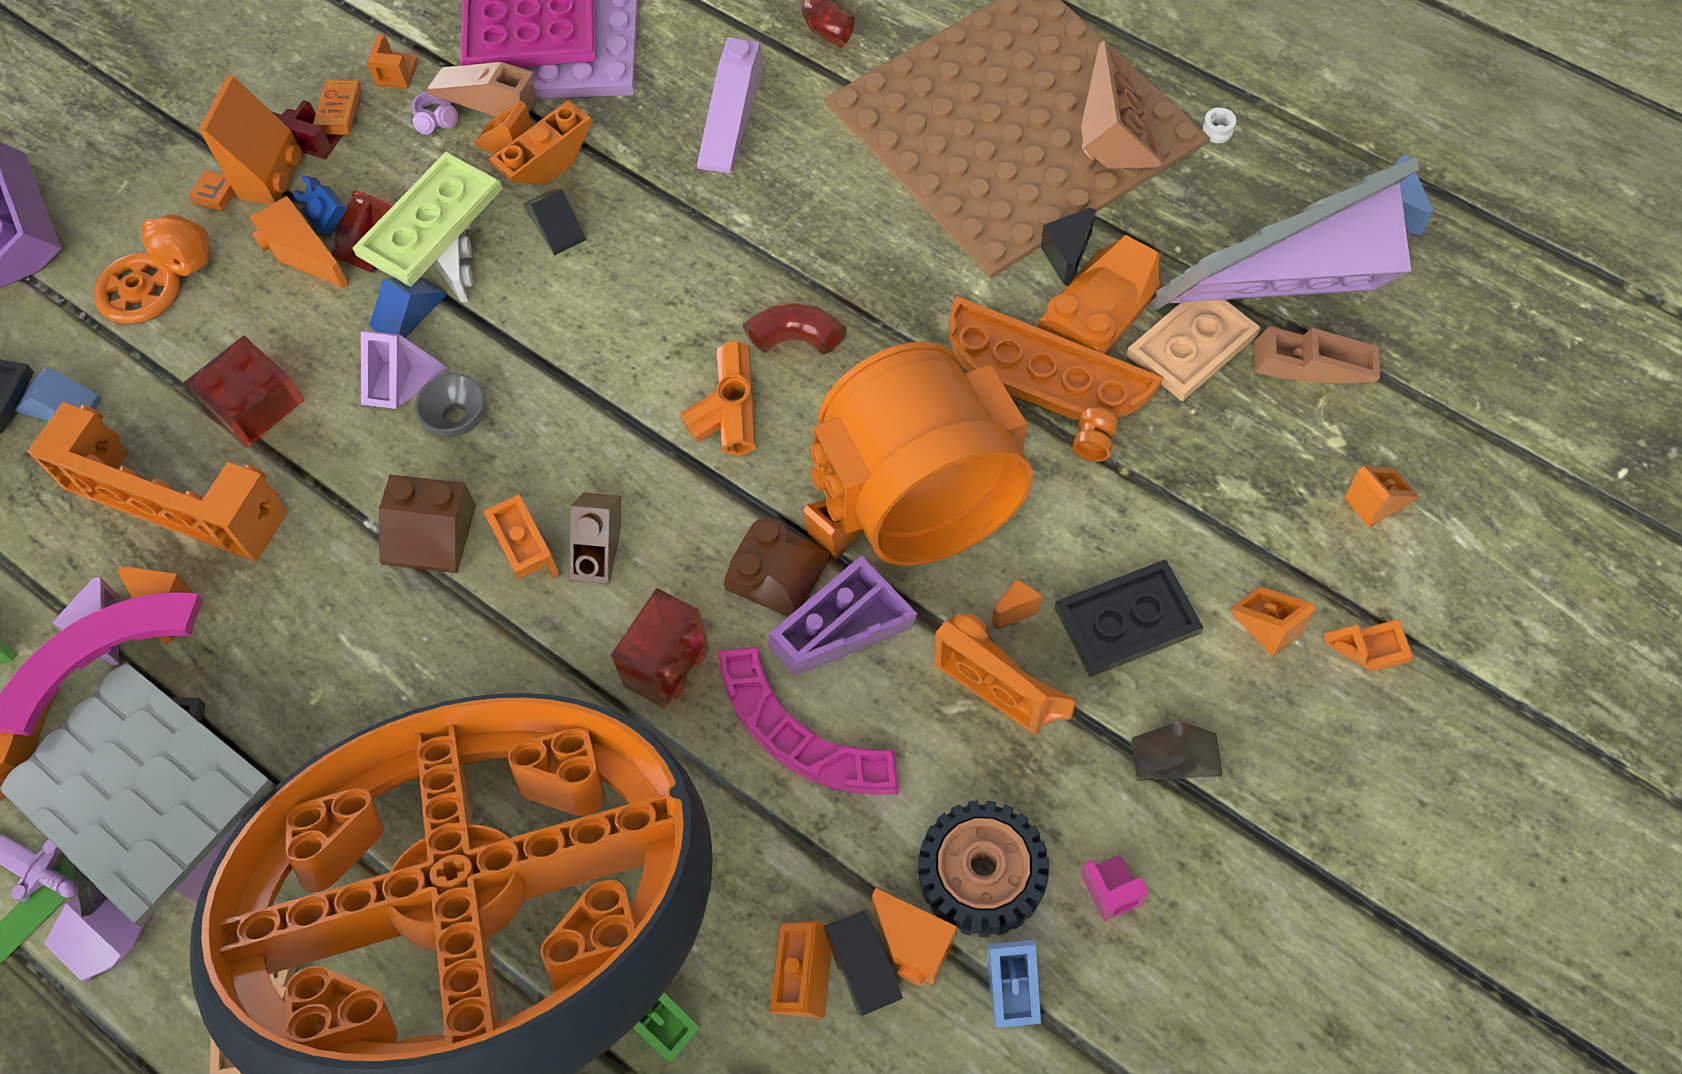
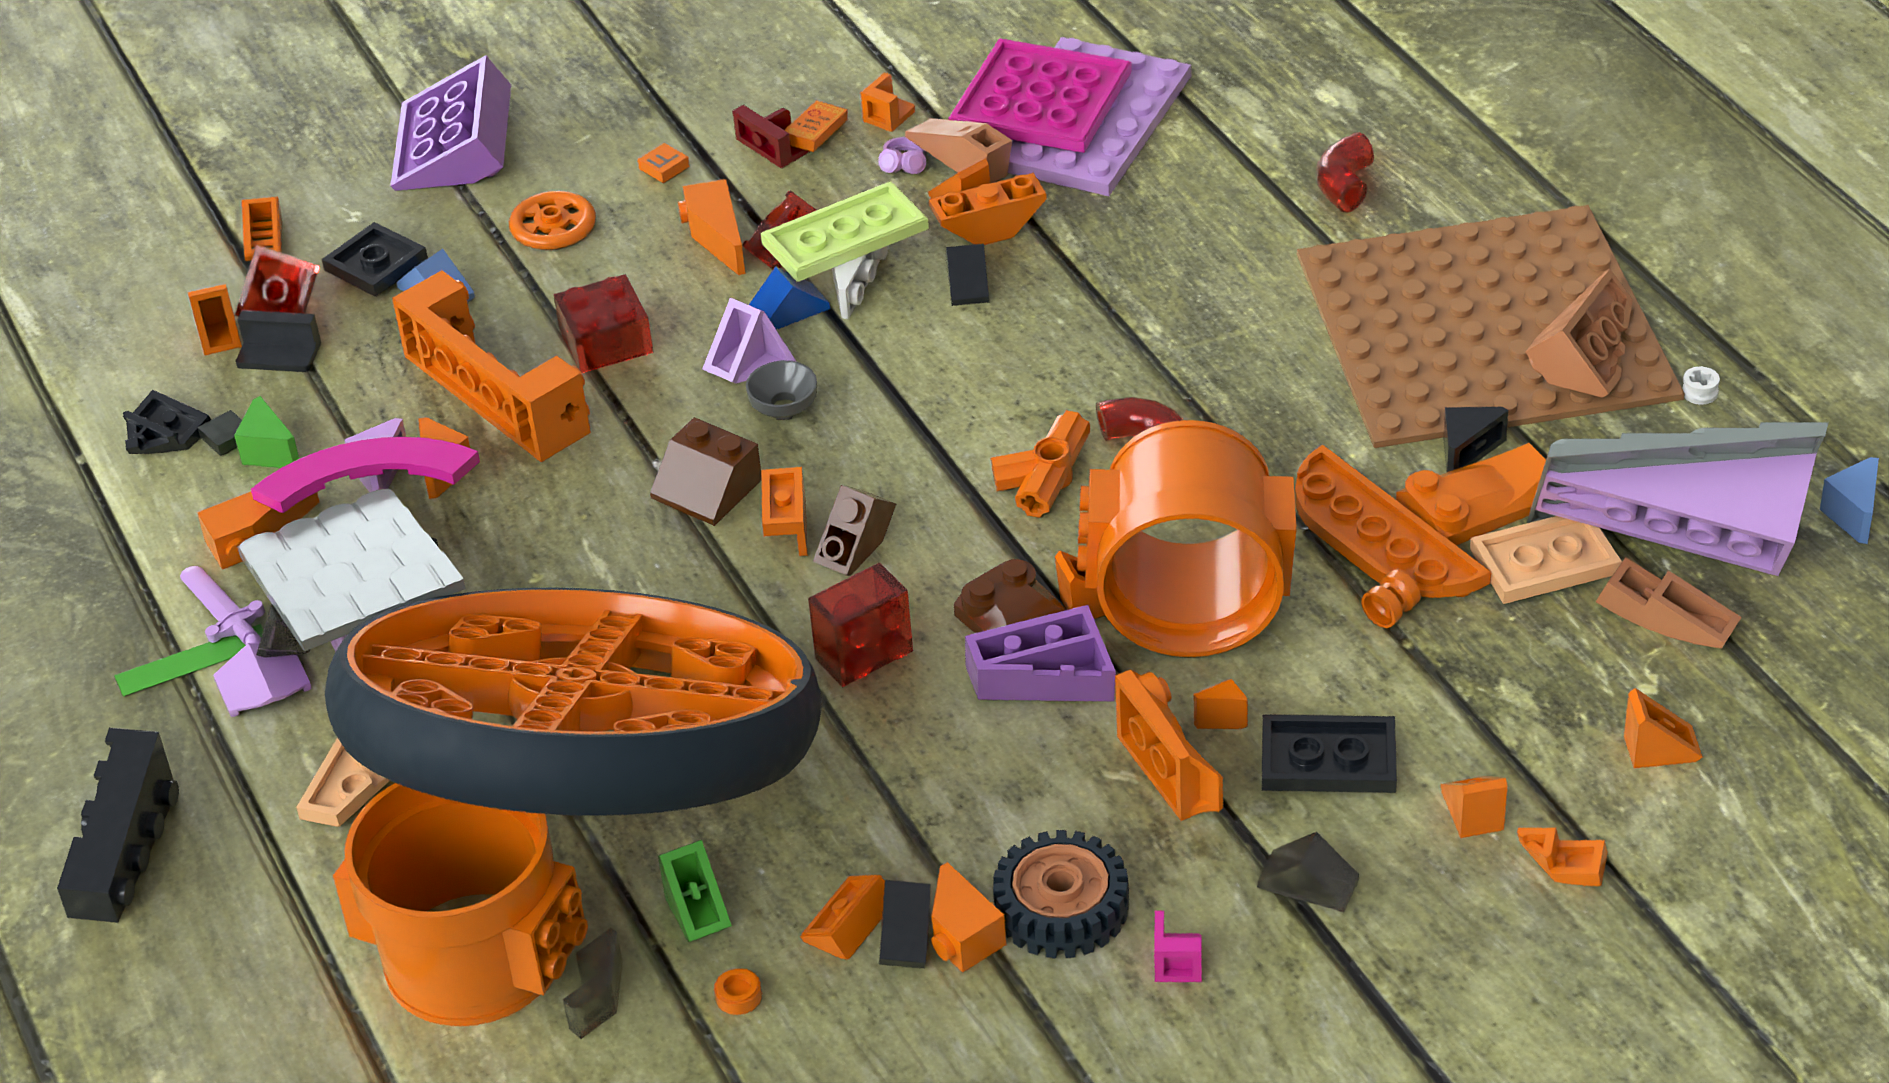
camera: 25 degrees right, 20 degrees down
(176, 243) = (606, 189): orange hair -> none
(250, 144) = (714, 125): orange slope -> none
(323, 206) = (755, 200): blue plate -> none
(730, 104) = (1201, 222): lavender slope -> none
(793, 743) = (947, 751): dark pink tile -> none
(1014, 983) = (1035, 979): medium blue slope -> none

